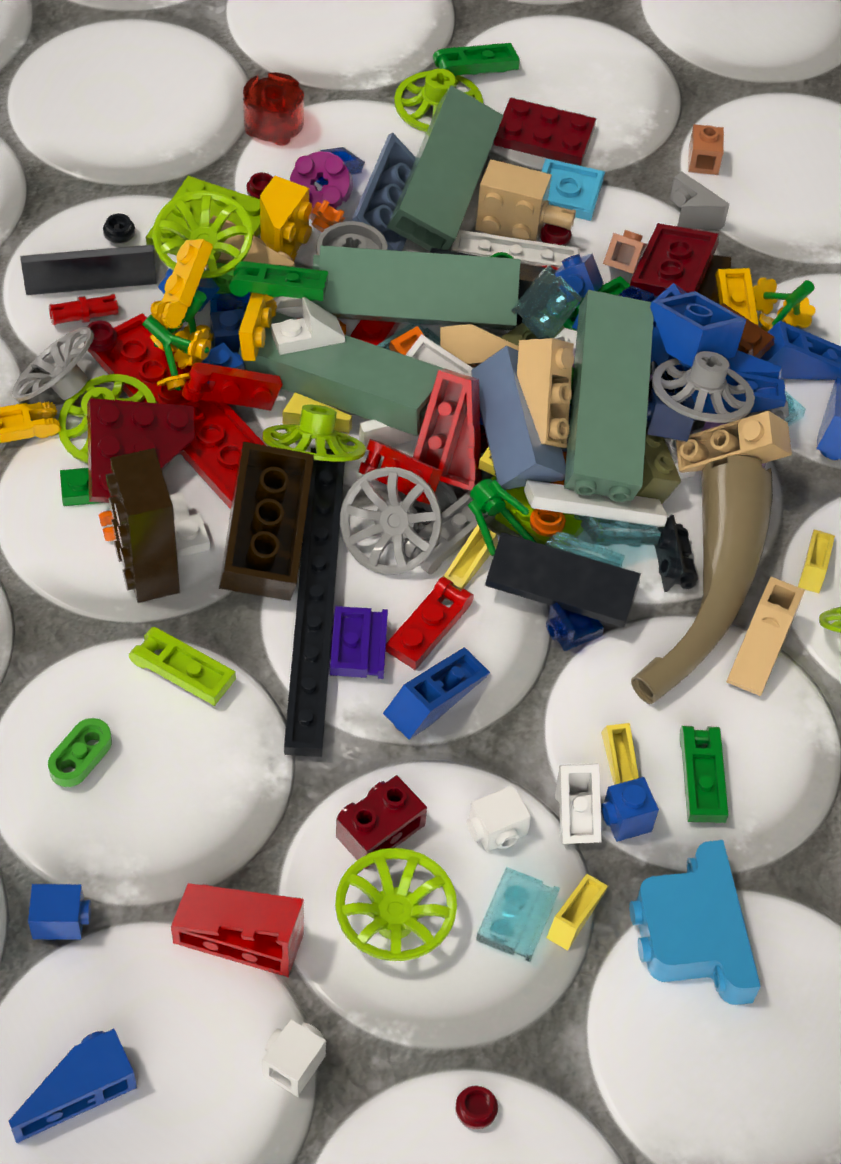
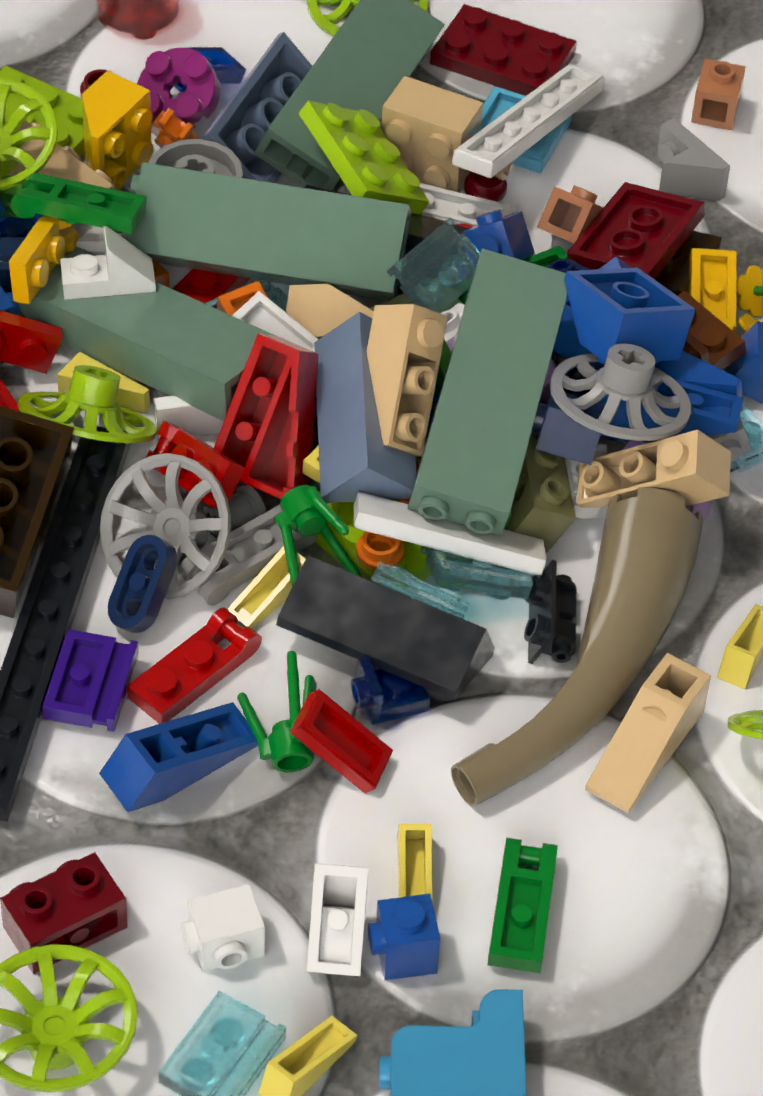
camera: 10 degrees right, 5 degrees down
(379, 565) = (142, 584): none -> dark blue plate
(472, 222) = (363, 154): none -> lime plate
(512, 671) = (282, 747): none -> green plant
(551, 668) = (341, 741): none -> red tile
(580, 184) = (528, 121): none -> white tile

